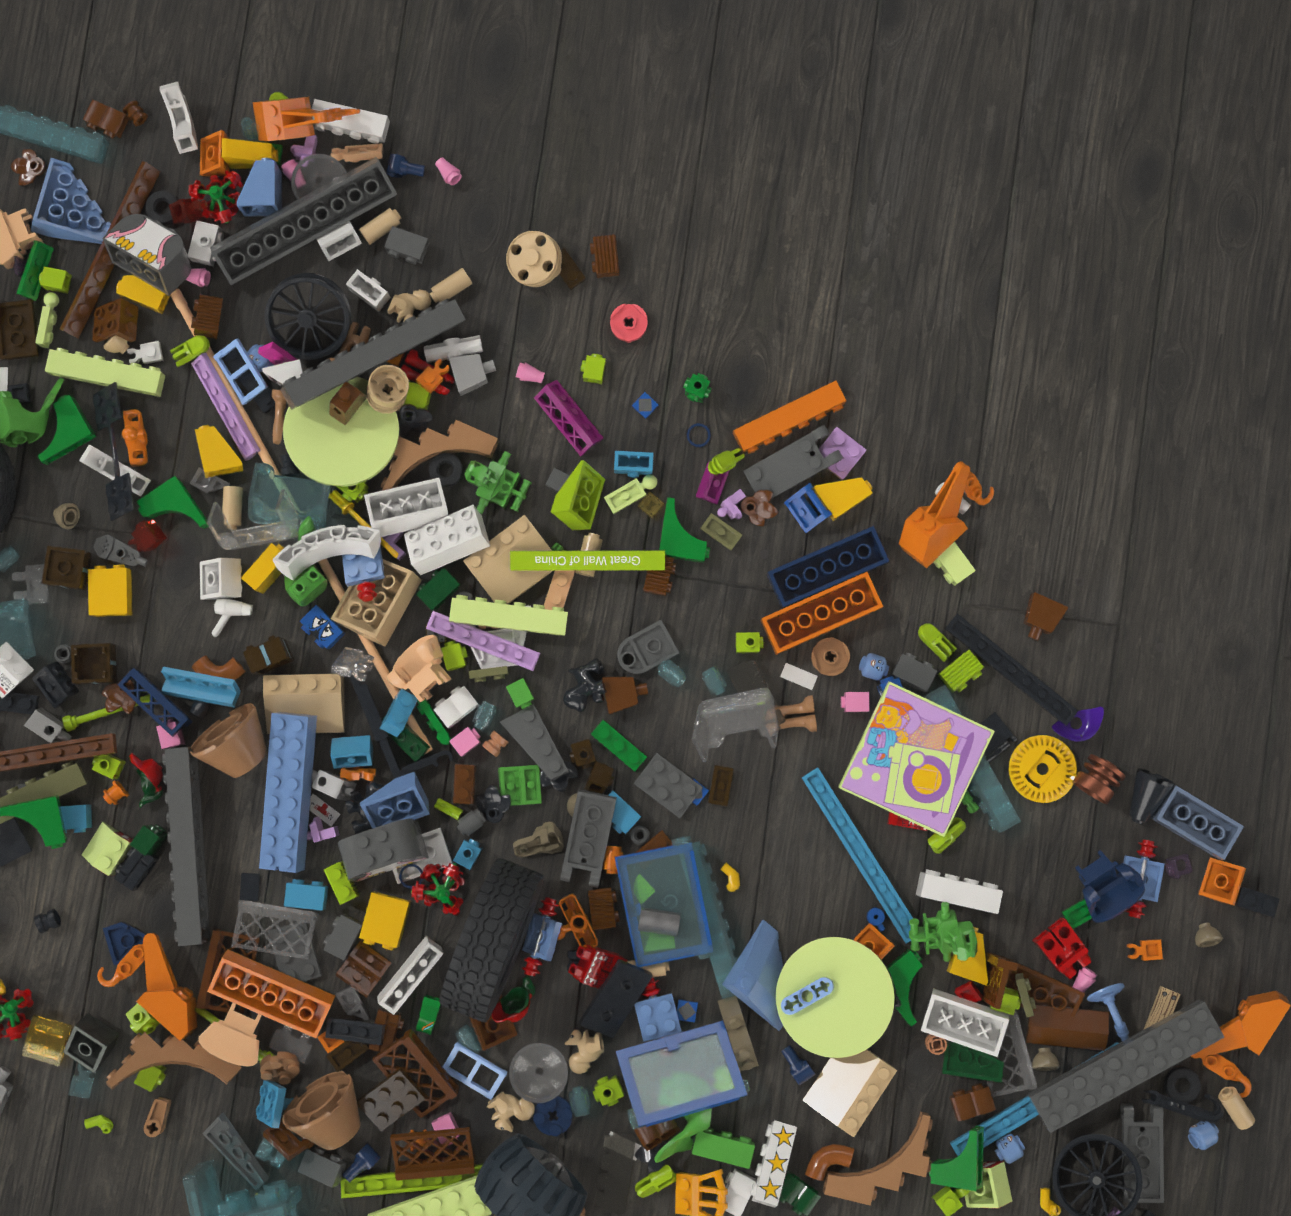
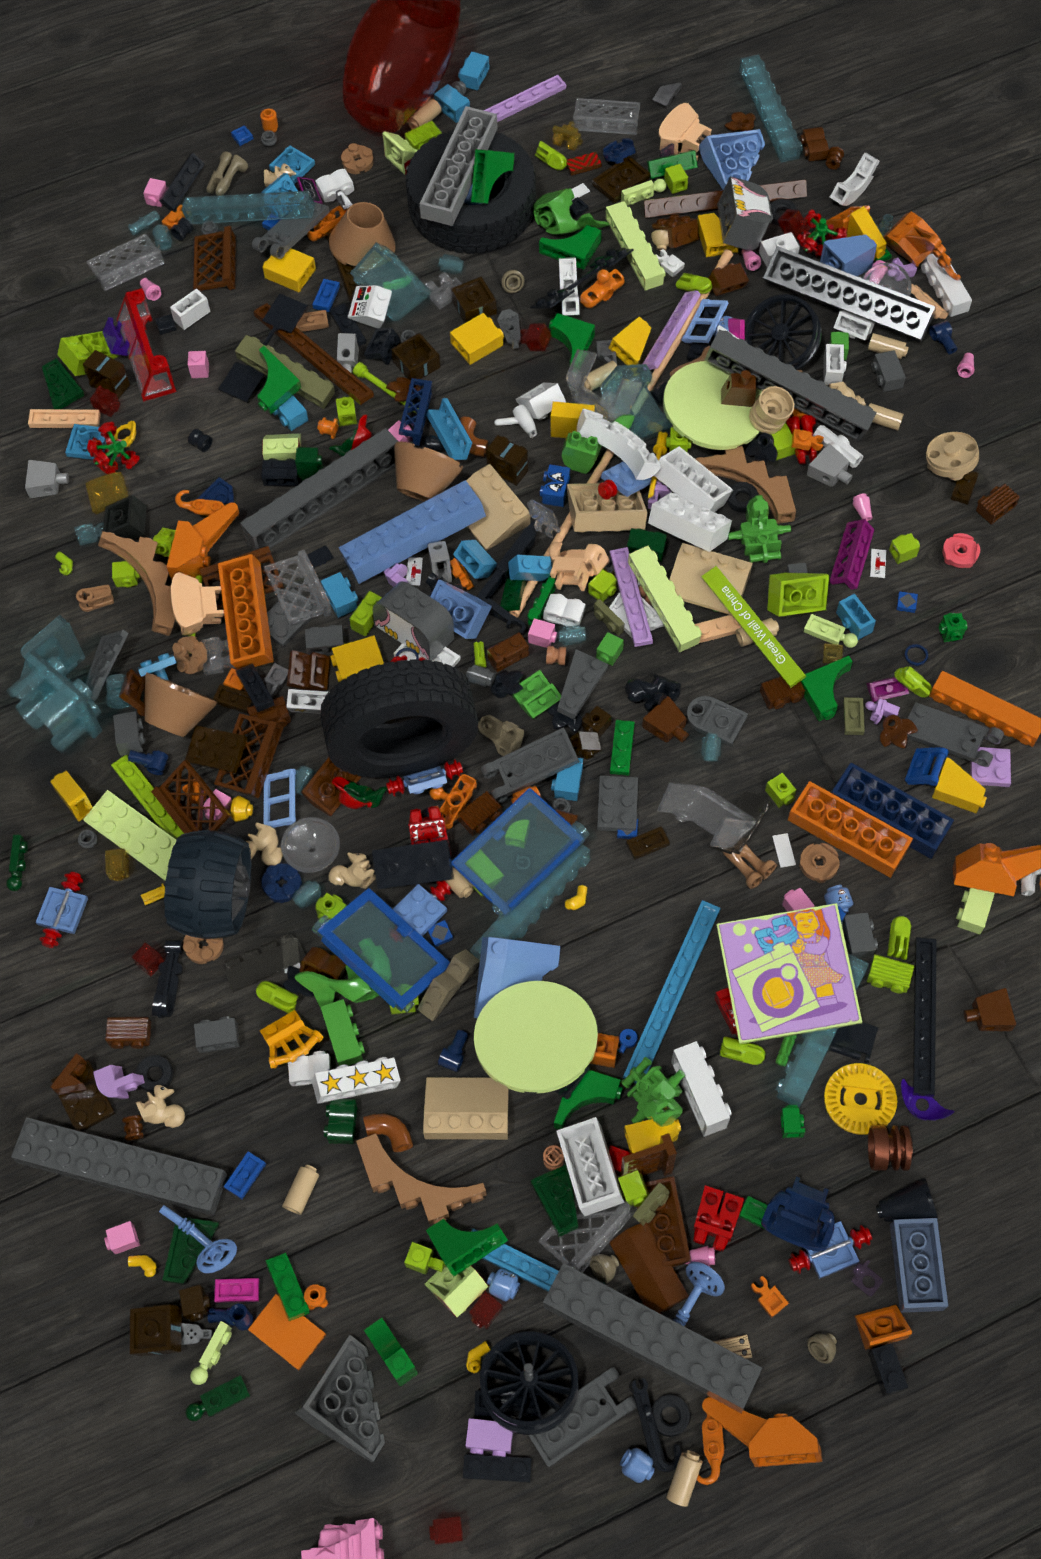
camera: 55 degrees right, 20 degrees down
(346, 266) = (840, 338): none -> bright green brick
(428, 1014) = (303, 738): green leg -> none
(462, 1110) = (241, 809): none -> yellow cone
(590, 400) = (878, 563): none -> white sticker
(659, 921) = (500, 852): flat silver brick -> none
(714, 681) = (729, 784): clear light blue brick -> none
(797, 1008) = (515, 1003): light blue beam -> none
(972, 1102) = (522, 1224): reddish brown brick -> none
(1020, 1175) = (485, 1311): none -> clear red brick
(1027, 836) = (792, 1122): none -> green brick

